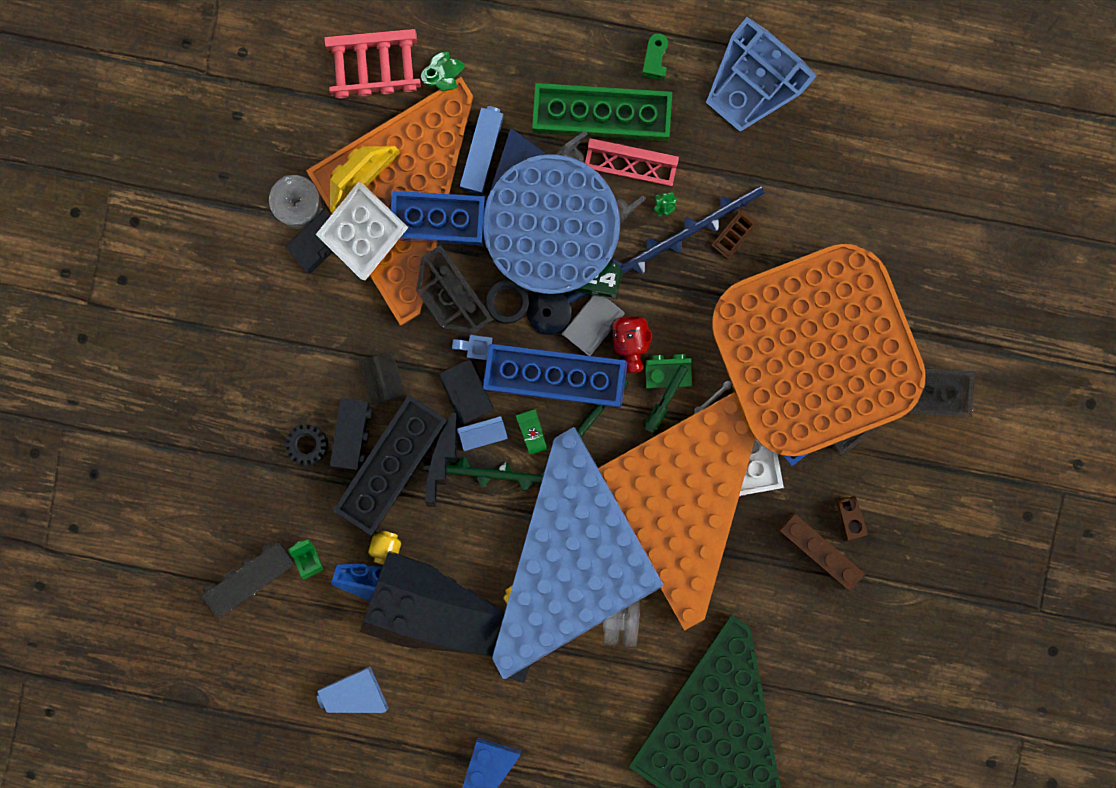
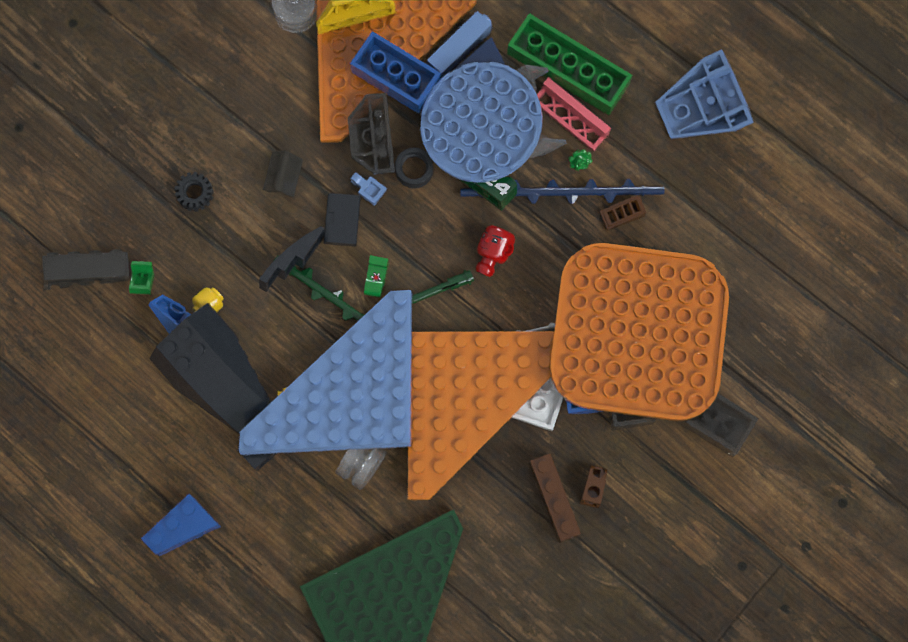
camera: 30 degrees right, 10 degrees down
(308, 247) = (294, 44): black piece -> none
(351, 434) = (233, 201): black brick -> none
(353, 694) = (115, 404): medium blue slope -> none
(361, 231) = (331, 48): white plate -> none
(390, 465) = (249, 241): black brick -> none
(482, 433) = (336, 257): medium blue panel -> none
(555, 375) = (419, 241): blue brick -> none
(560, 312) = (448, 200): black dish -> none
(592, 324) = (471, 221): light grey piece -> none
(656, 49) = (637, 42): green leg -> none
(660, 409) = (487, 314): dark green pin -> none
(661, 371) = (511, 290): green bracket -> none

